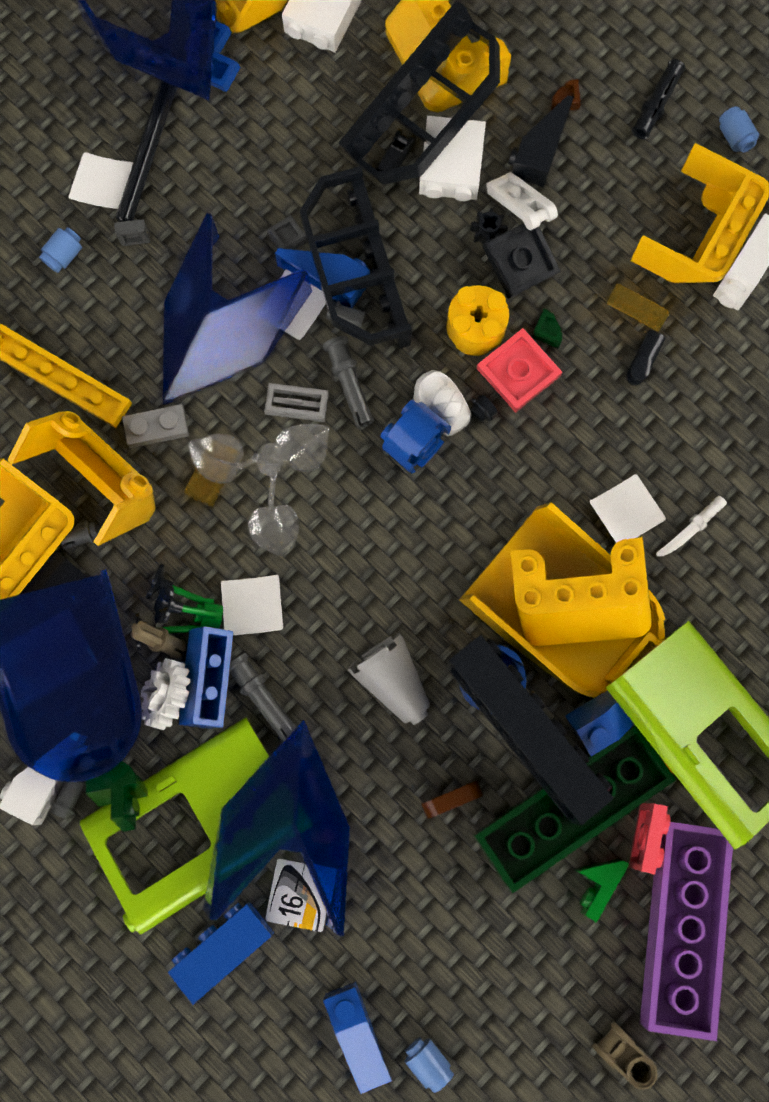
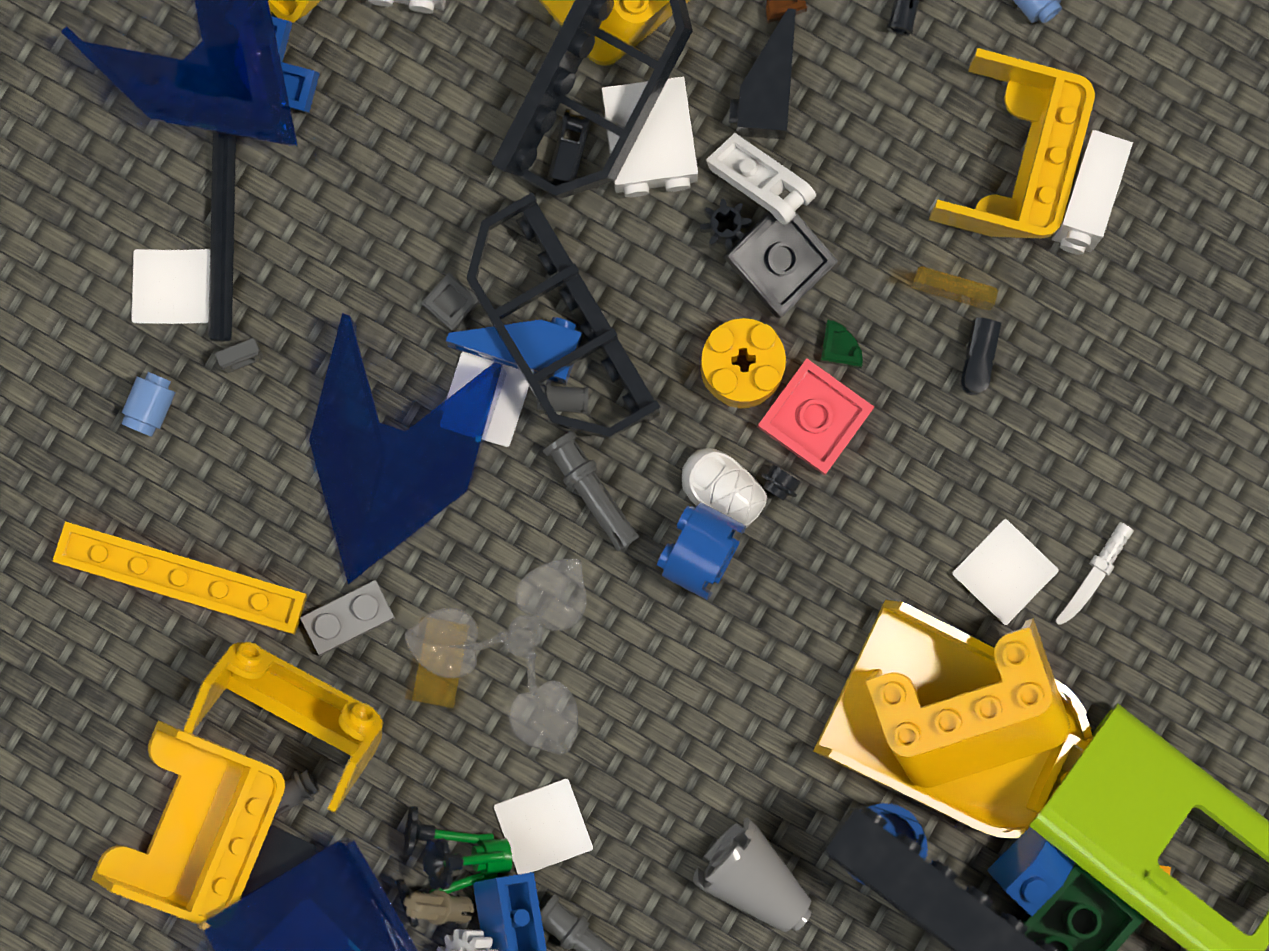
camera: 15 degrees left, 5 degrees up
(296, 413) = (492, 540): light grey tile -> none

